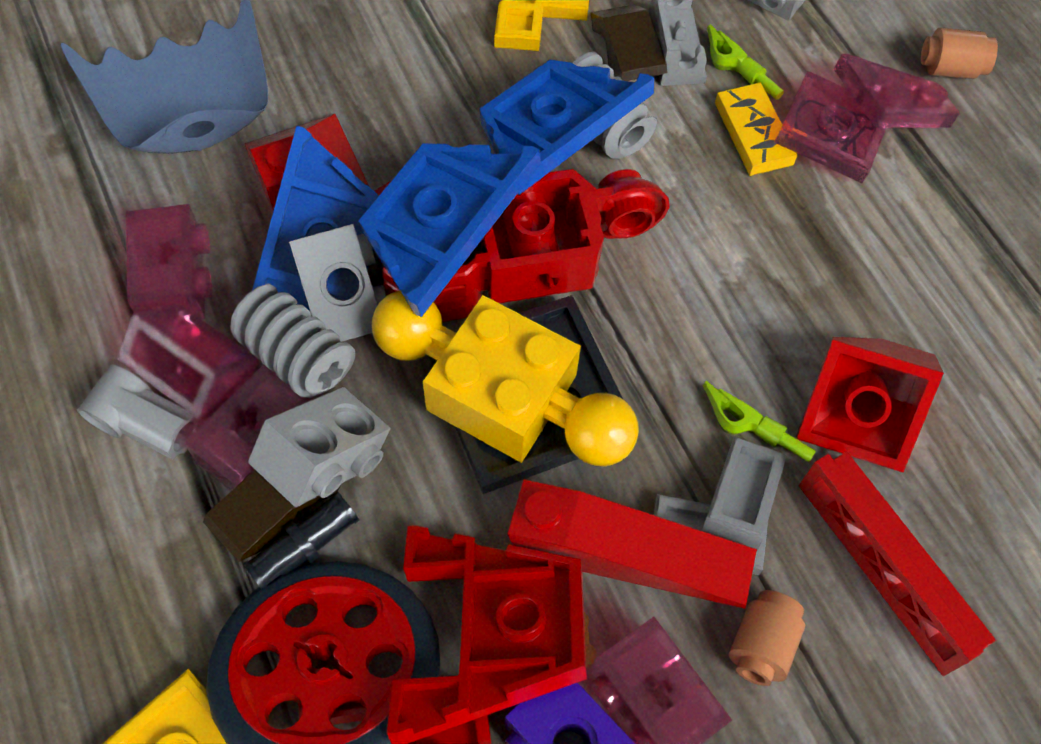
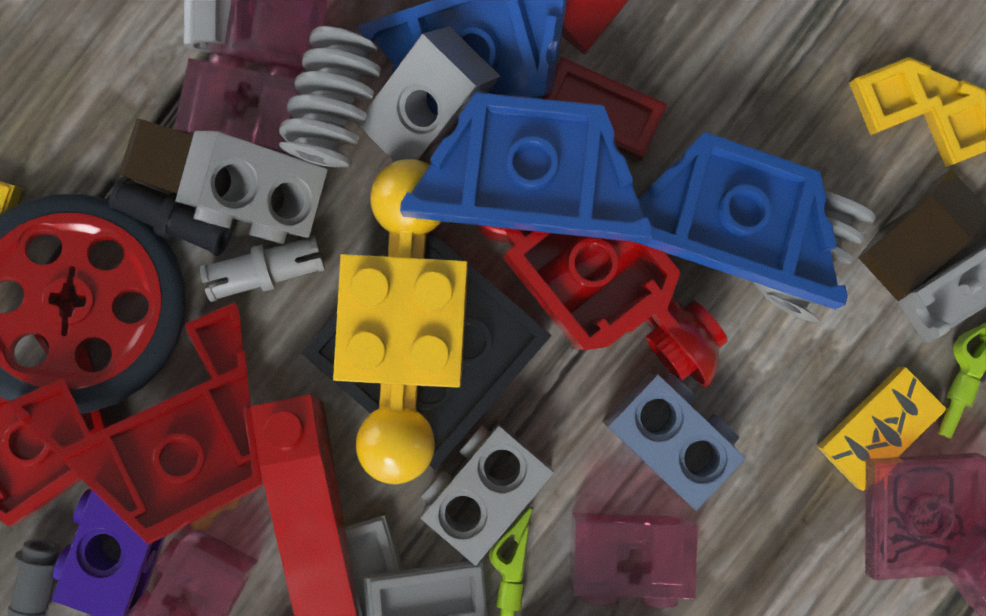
camera: 65 degrees right, 25 degrees up
(392, 489) = (262, 268): none -> light grey pin
(686, 398) = (498, 499): none -> light grey brick
(702, 261) = (665, 448): none -> sand blue brick
(777, 322) = (662, 541): none -> clear pink brick

